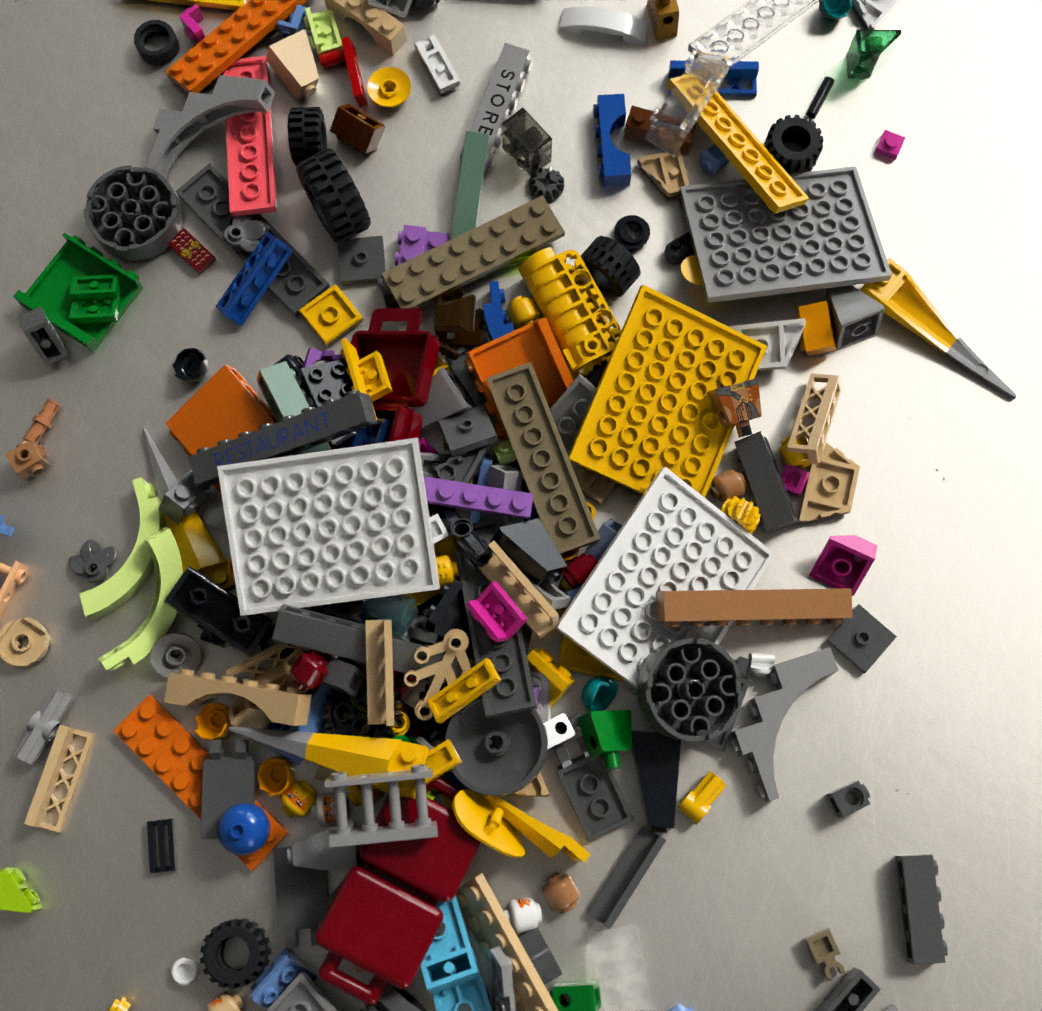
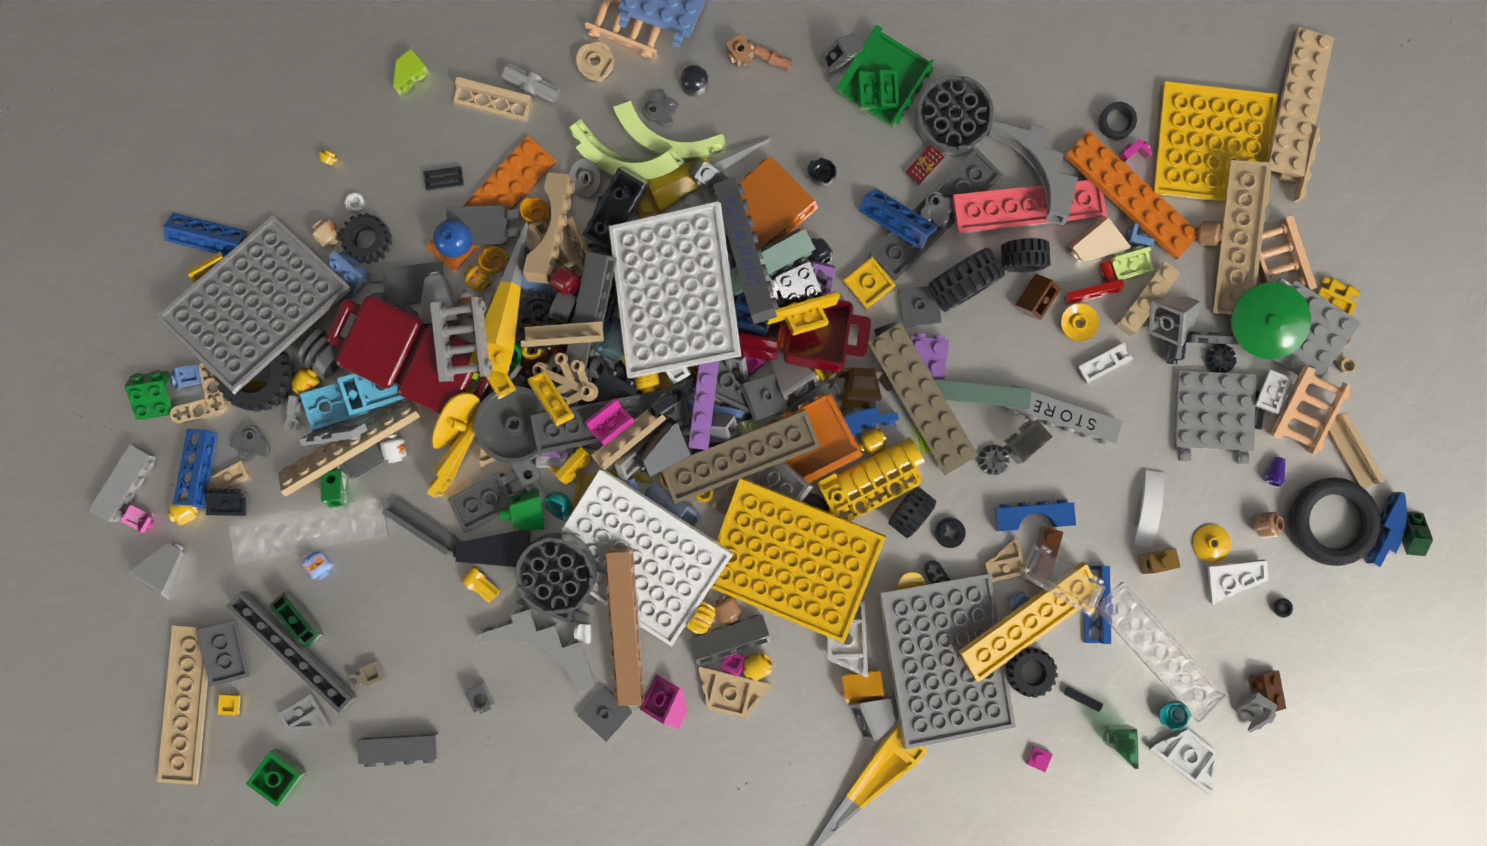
camera: 85 degrees right, 10 degrees up
(61, 518) = (694, 80): none -> black hair
(560, 892) = (409, 476): medium nougat head -> none
(579, 570) = (650, 488): dark red brick -> none
(737, 405) = (790, 616): torso -> none
(823, 419) = (781, 688): tan fence -> none

